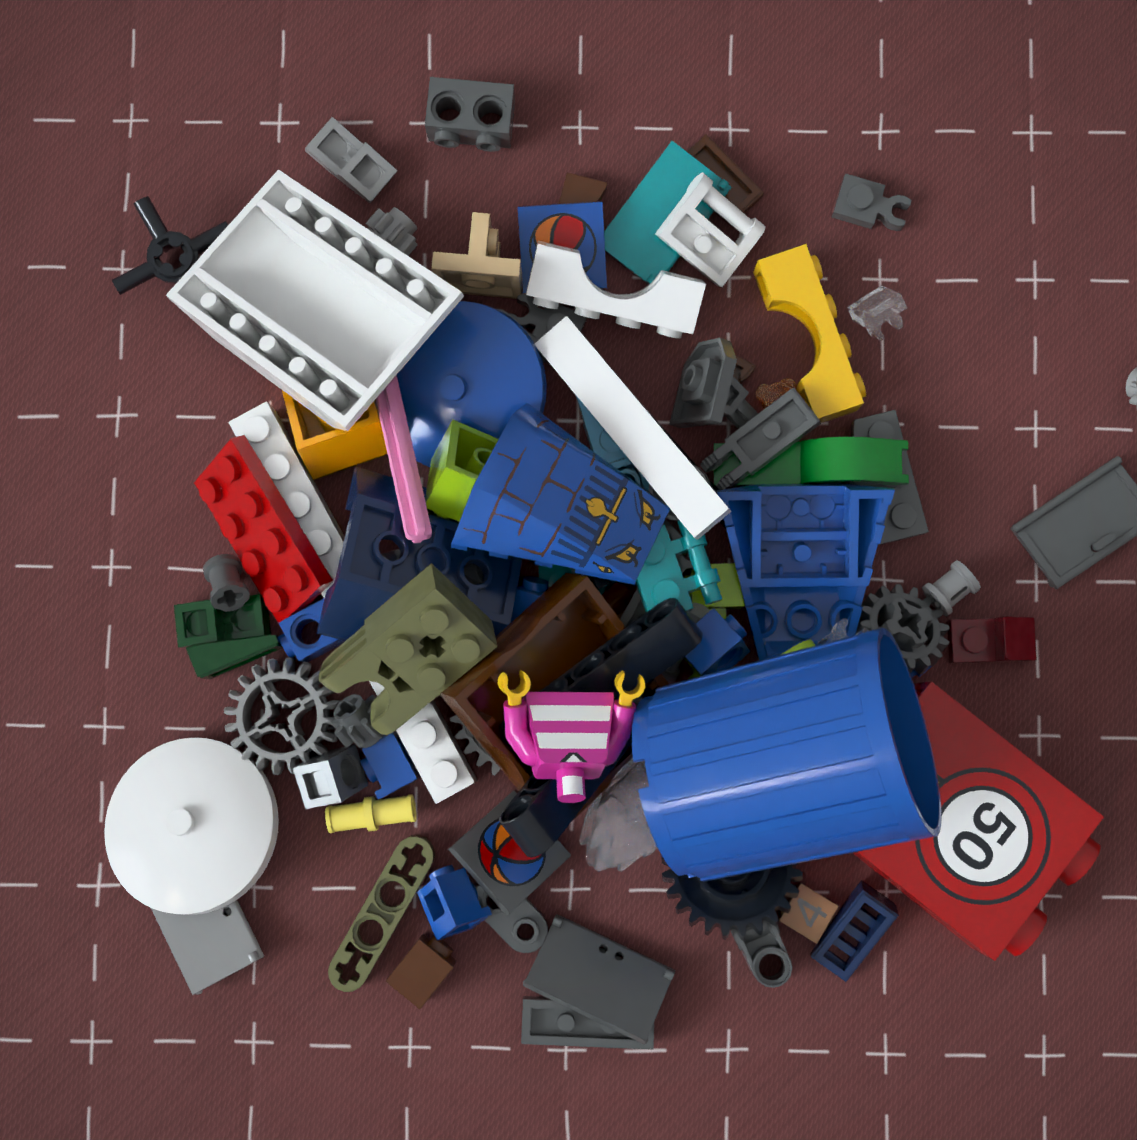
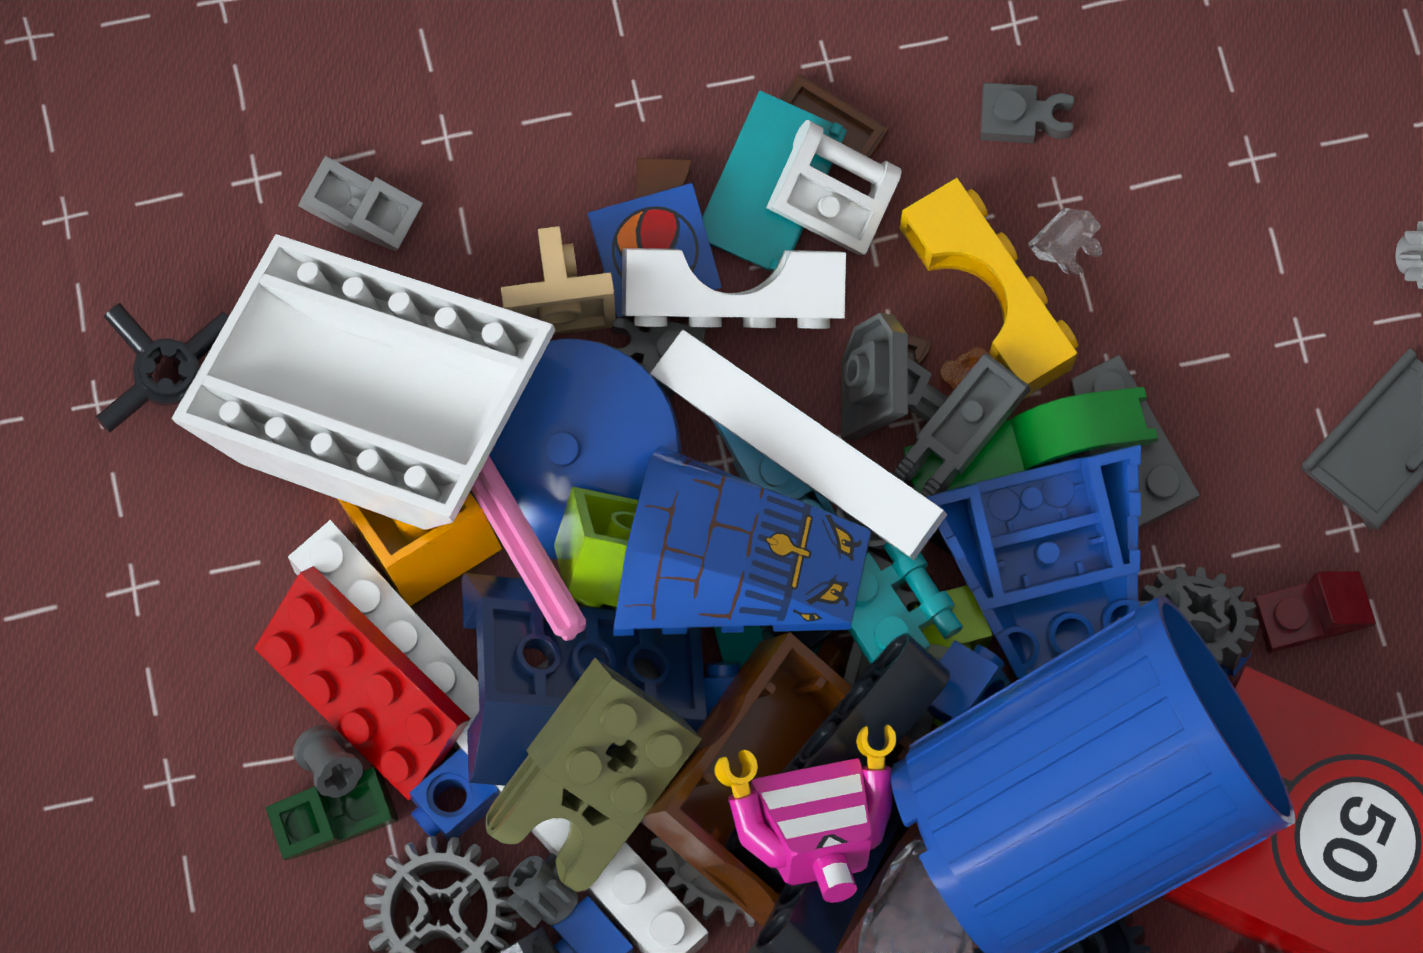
camera: 15 degrees left, 10 degrees down
(222, 656) = (351, 852): dark green slope -> none
(394, 228) = (438, 269): light grey gear -> none
(472, 101) = (496, 99): dark grey brick -> none
(951, 587) = (1246, 556): light grey bush -> none

